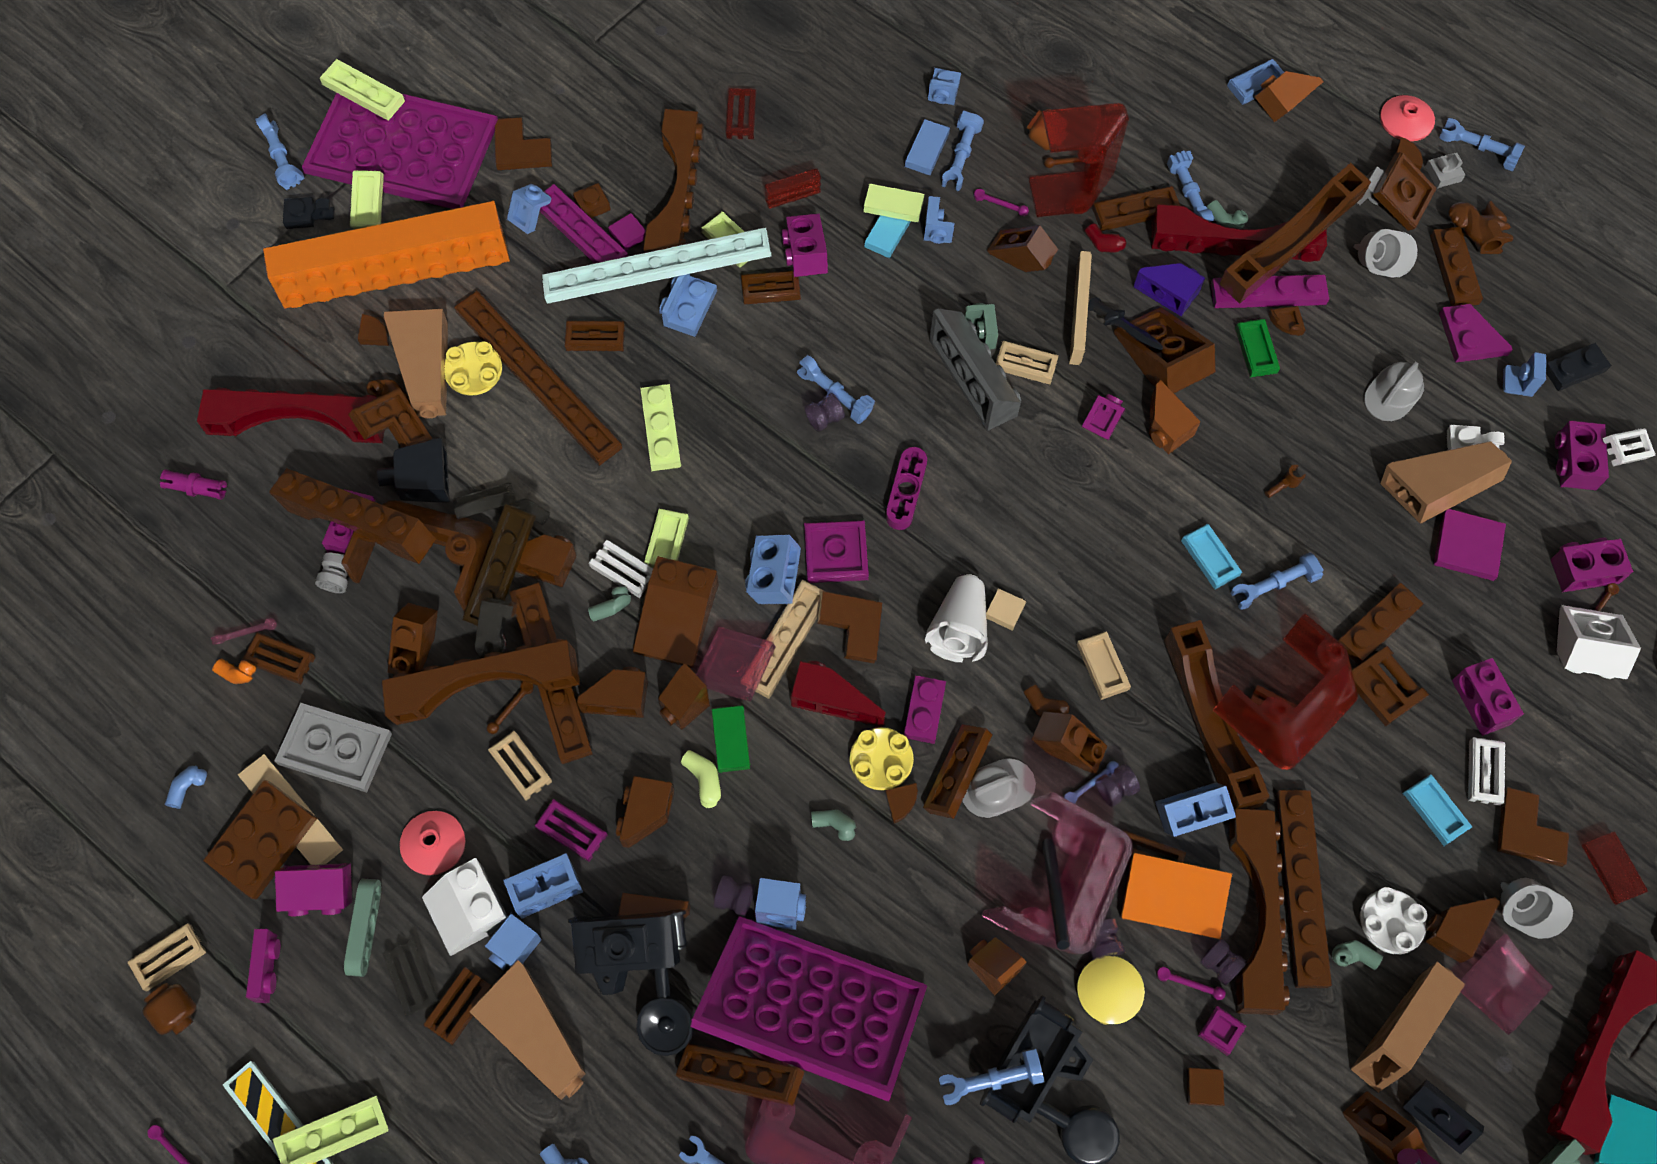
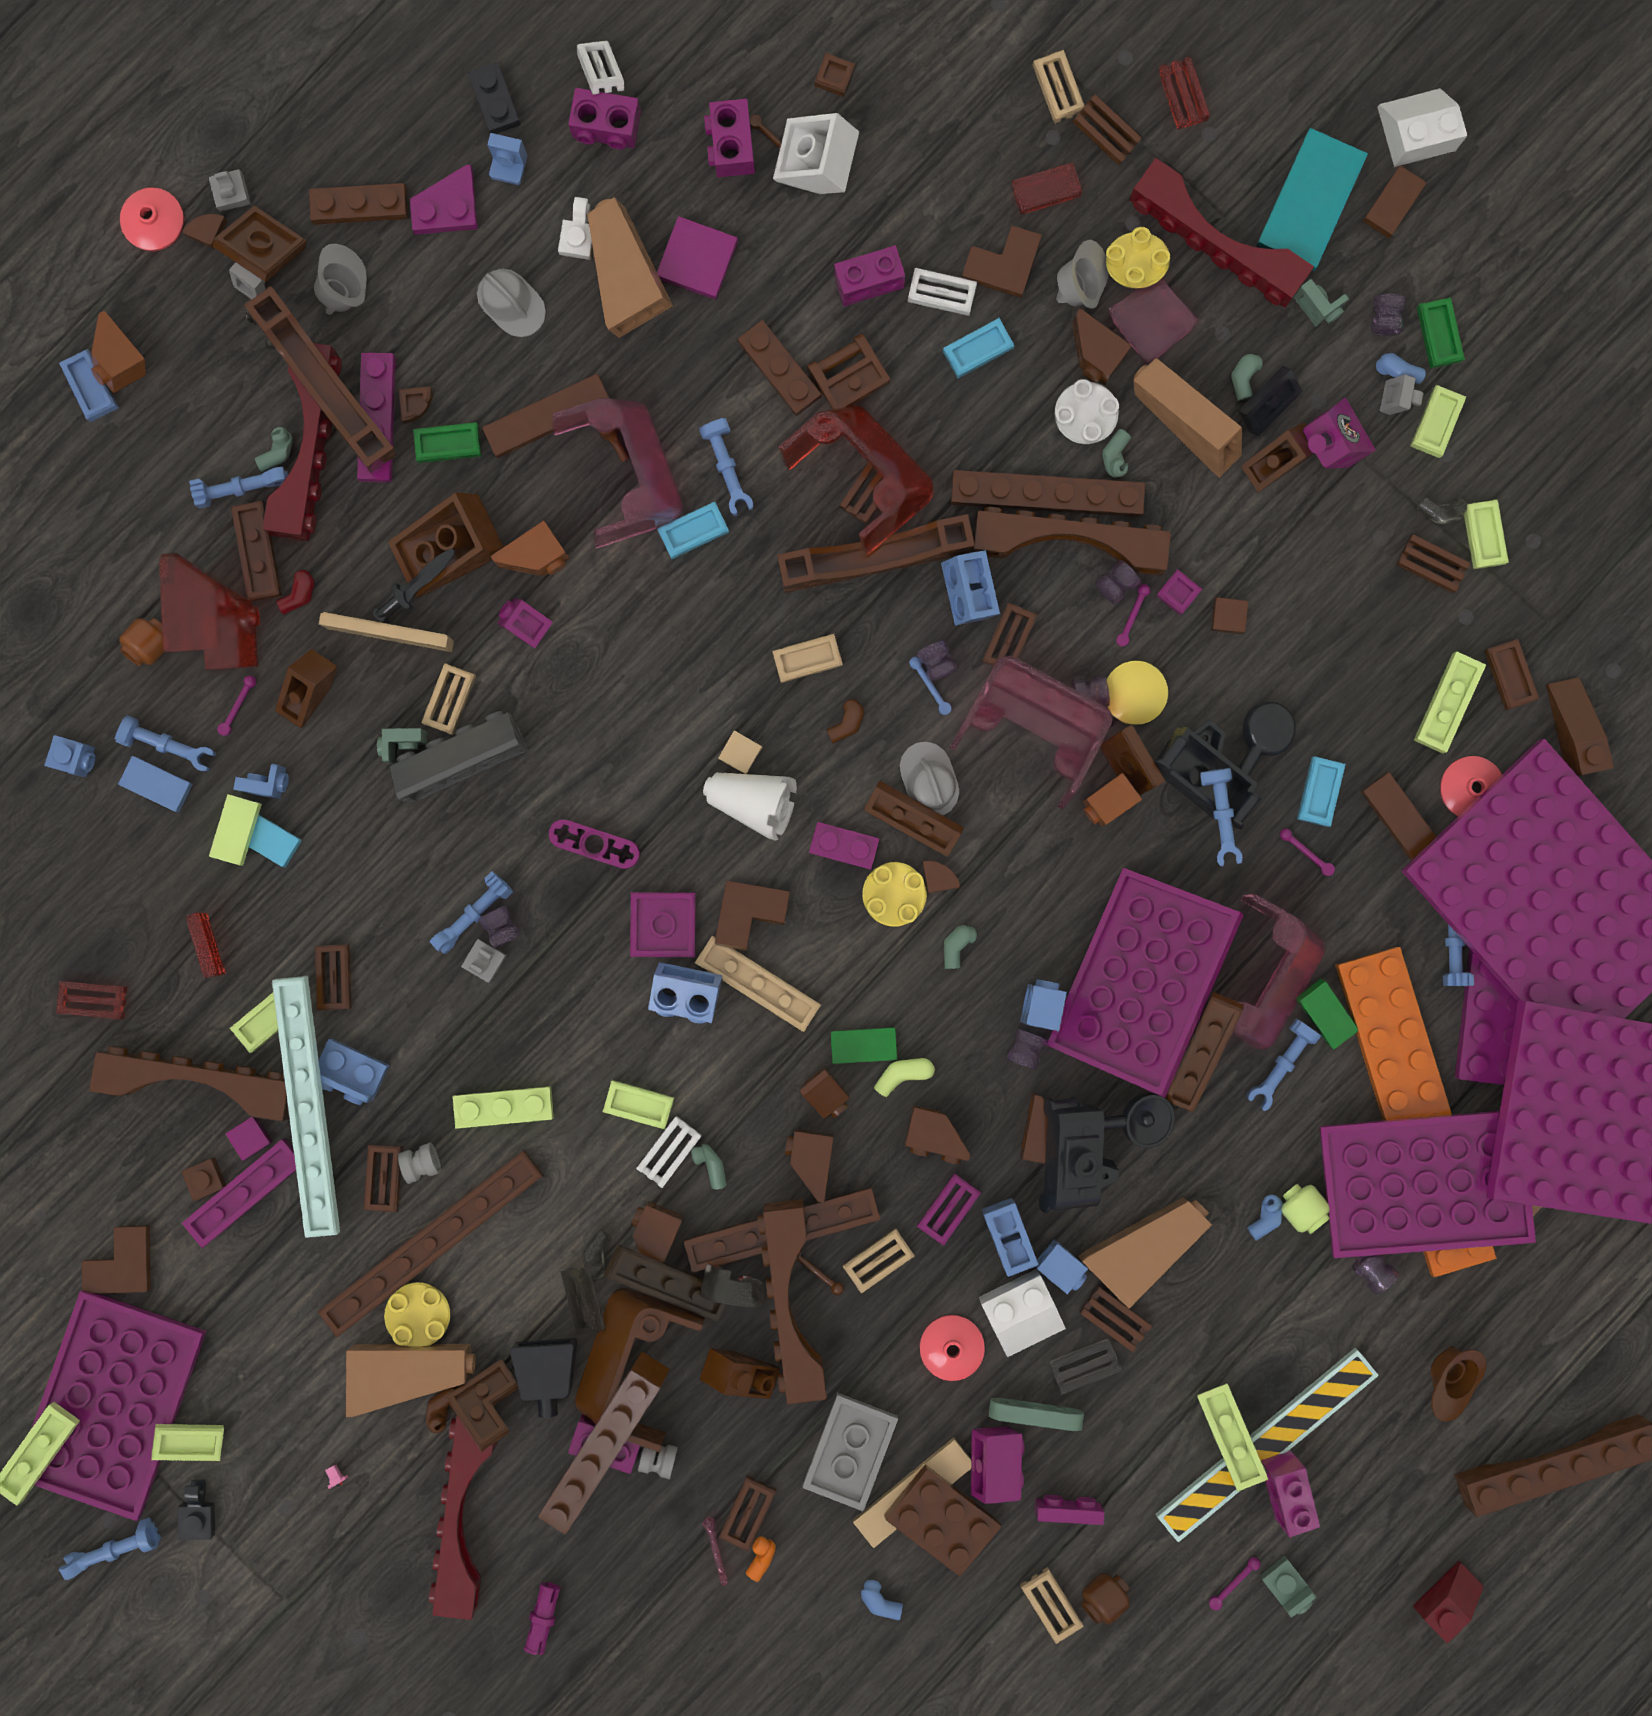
camera: 80 degrees left, 20 degrees up
(331, 314) = (335, 1476): none -> bright pink piece
(372, 332) = (362, 1429): reddish brown tile -> none
(386, 255) = (271, 1415): orange brick -> none
(526, 206) = (209, 1254): medium blue bracket -> none
(609, 362) = (422, 1162): none -> light grey wheel
(675, 611) = (725, 1097): reddish brown slope -> none
(735, 663) = (786, 1038): clear pink tile -> none
(792, 404) = (484, 960): none -> light grey tile
(806, 245) = (286, 935): magenta brick -> none
(828, 693) = (823, 944): dark red slope -> none
(1037, 981) = (1129, 756): none -> reddish brown tile
(1056, 894) = (1049, 736): black bar -> none
(1069, 741) = (890, 703): reddish brown slope -> none
(1170, 285) = (365, 526): dark purple slope -> none
(1176, 895) = (1051, 618): orange tile -> none
(1244, 516) = (657, 498): none -> clear pink windscreen
(1296, 426) = (536, 419): none -> reddish brown tile
(1467, 1086) = (1242, 374): none -> sand green arm
(1482, 142) = (213, 109): medium blue piece -> none
(1484, 228) = (315, 165): reddish brown animal -> none
(1563, 964) = (1137, 259): none -> light yellow dish

